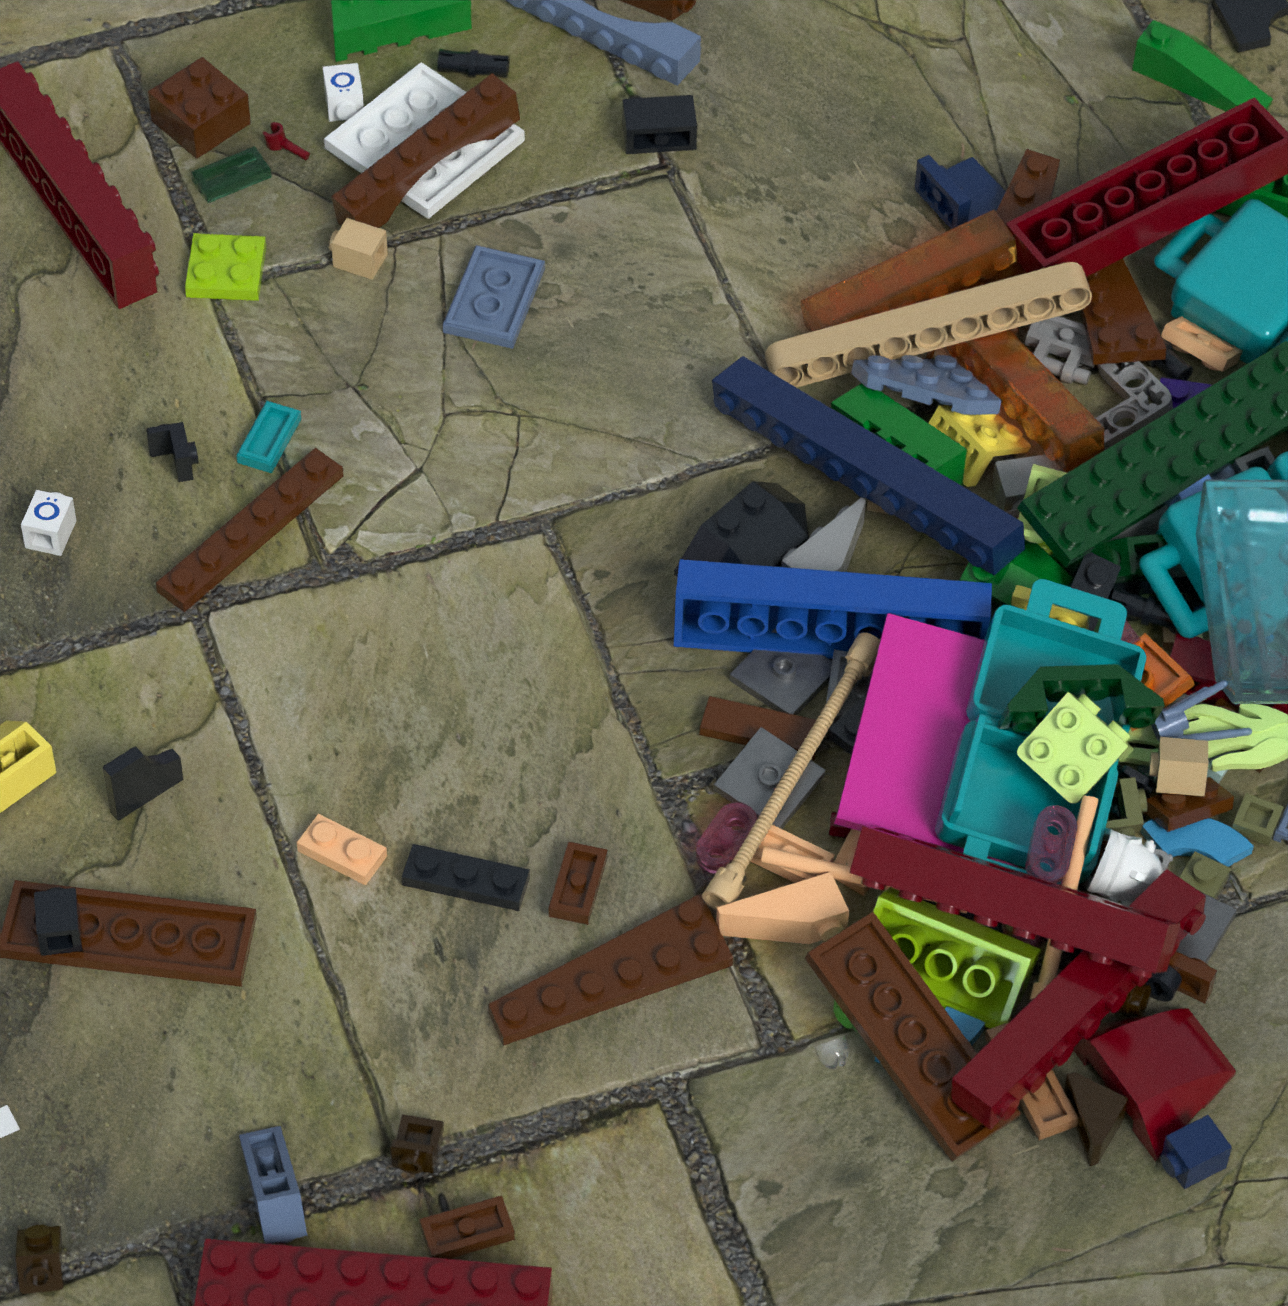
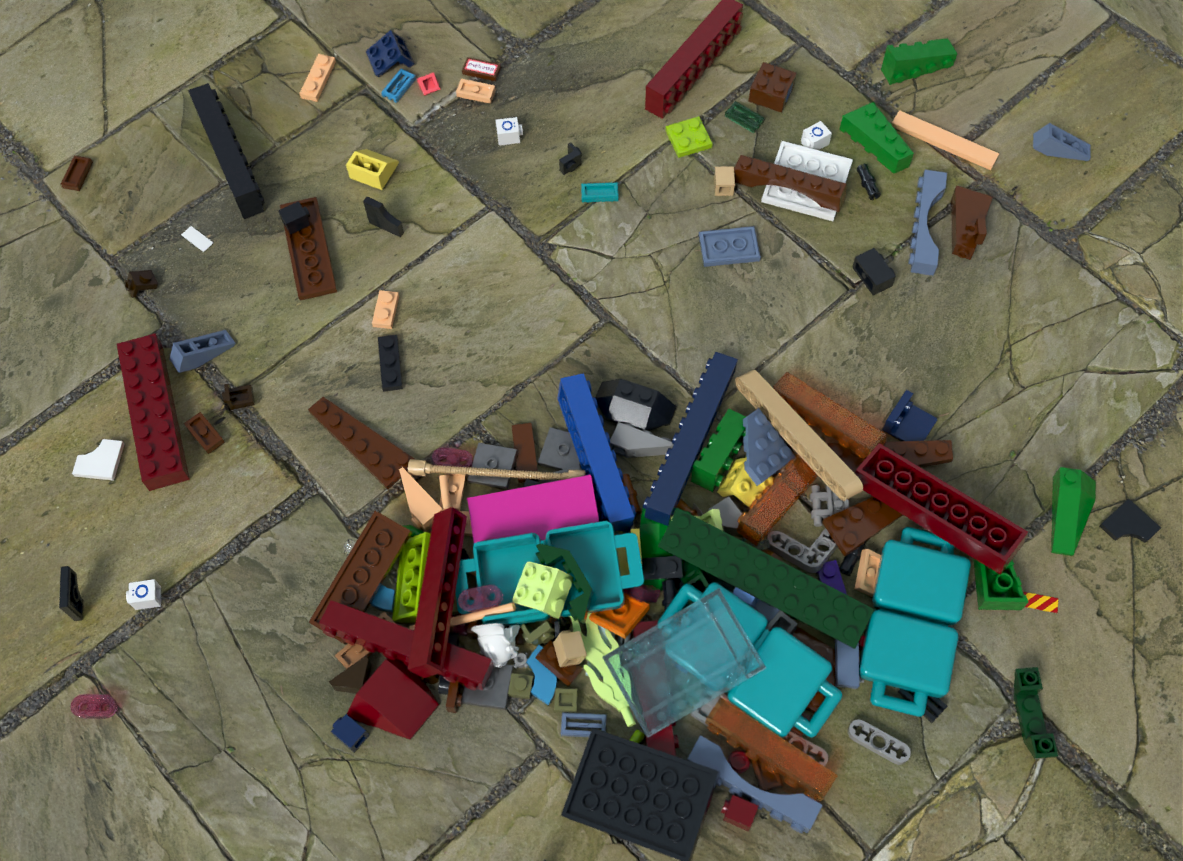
camera: 70 degrees right, 10 degrees up
(249, 530) = (544, 206): reddish brown plate -> none
(279, 141) = (775, 126): dark red hand -> none
(578, 883) = (402, 407): reddish brown plate -> none
(1173, 720) = (597, 635): sand blue plant -> none

